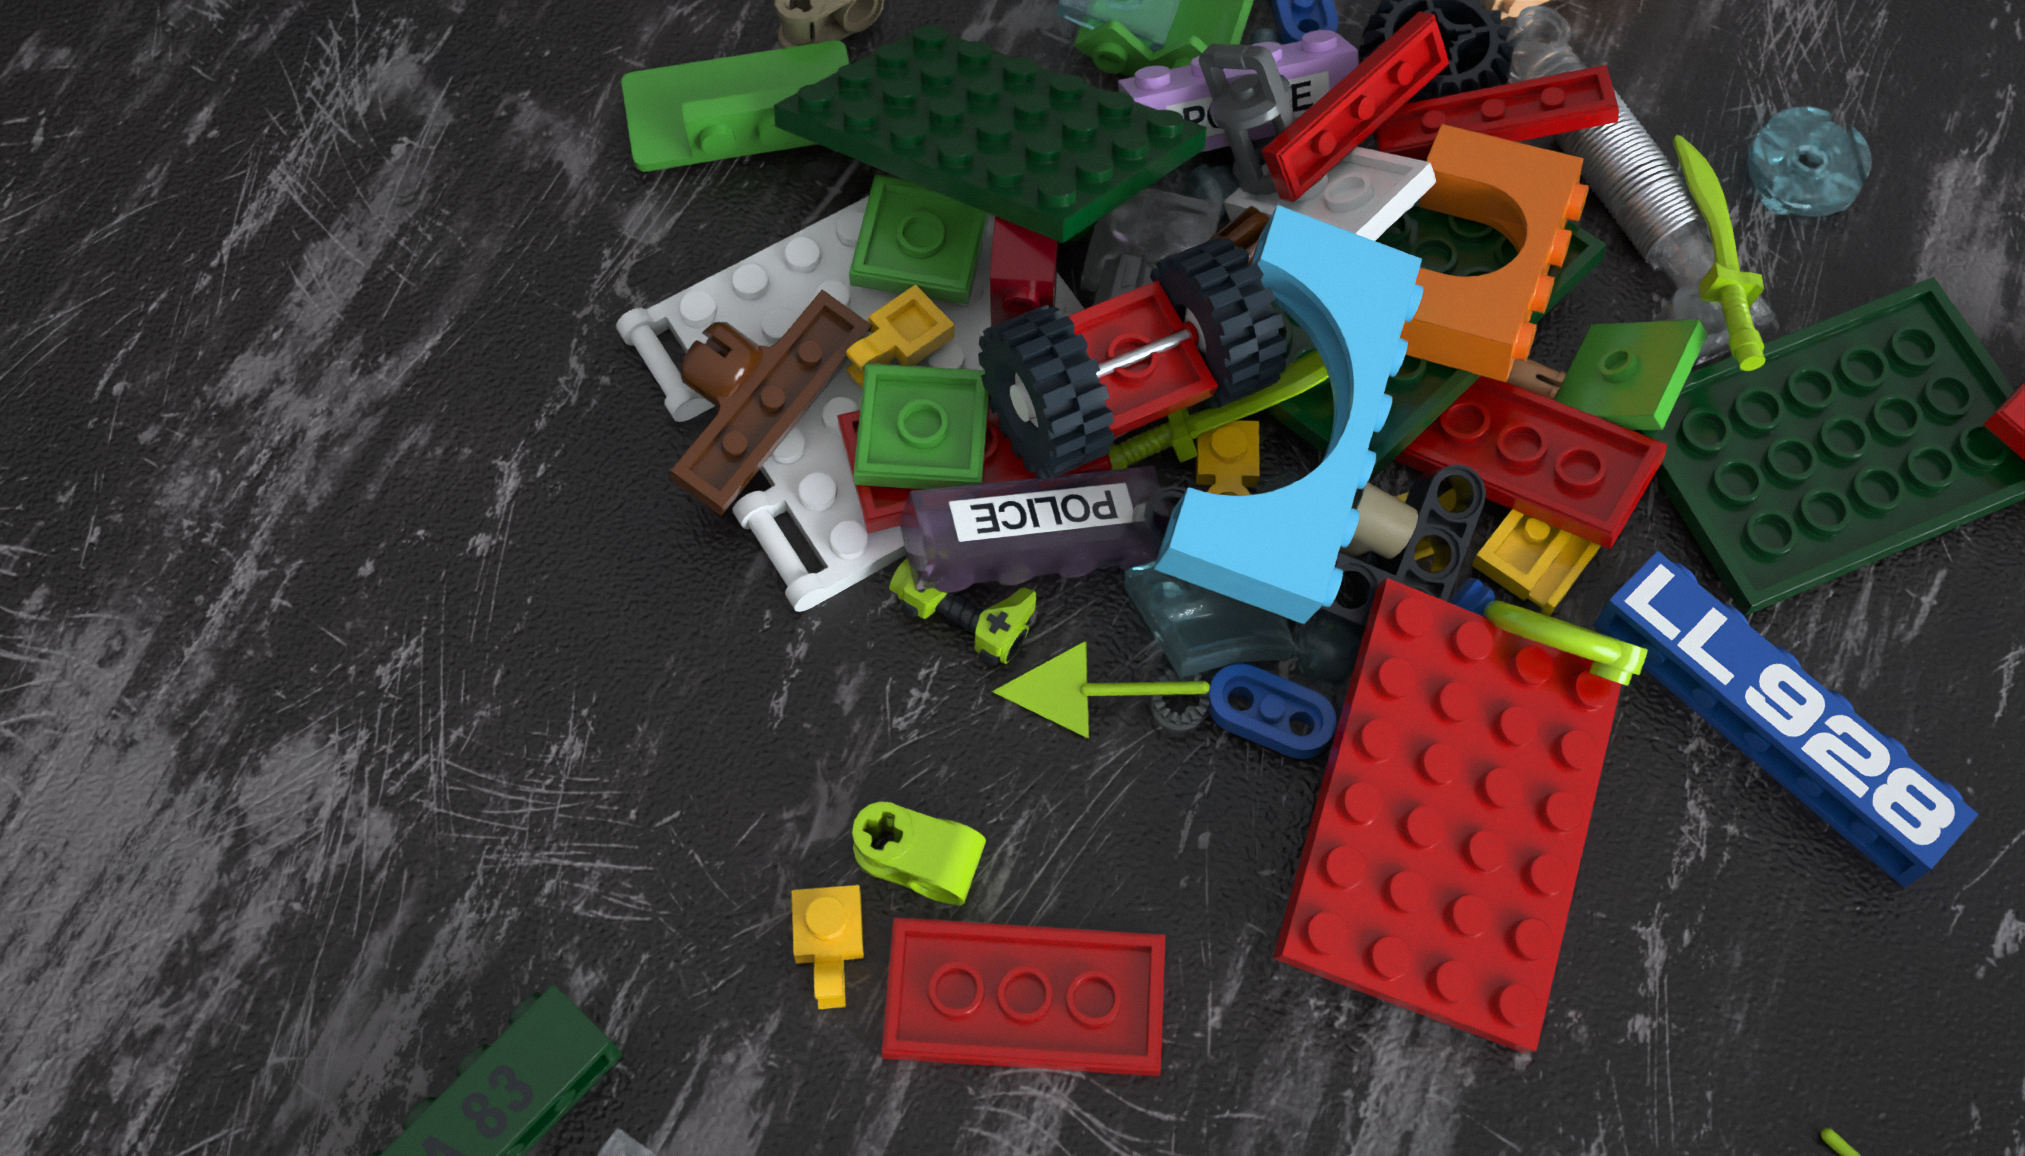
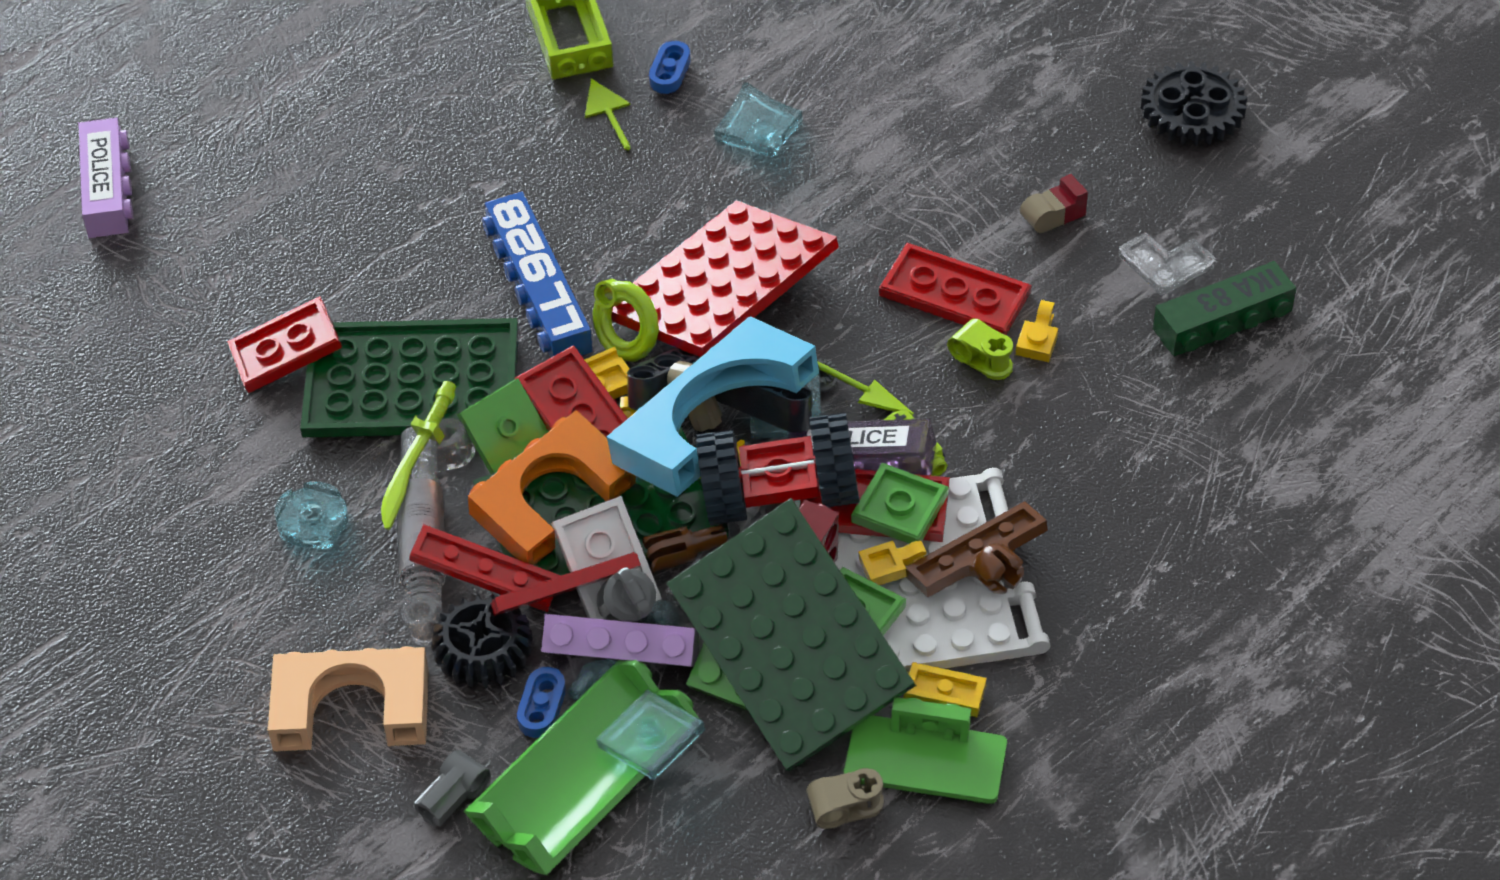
camera: 155 degrees left, 15 degrees down
(749, 204) = (946, 687): none -> yellow plate

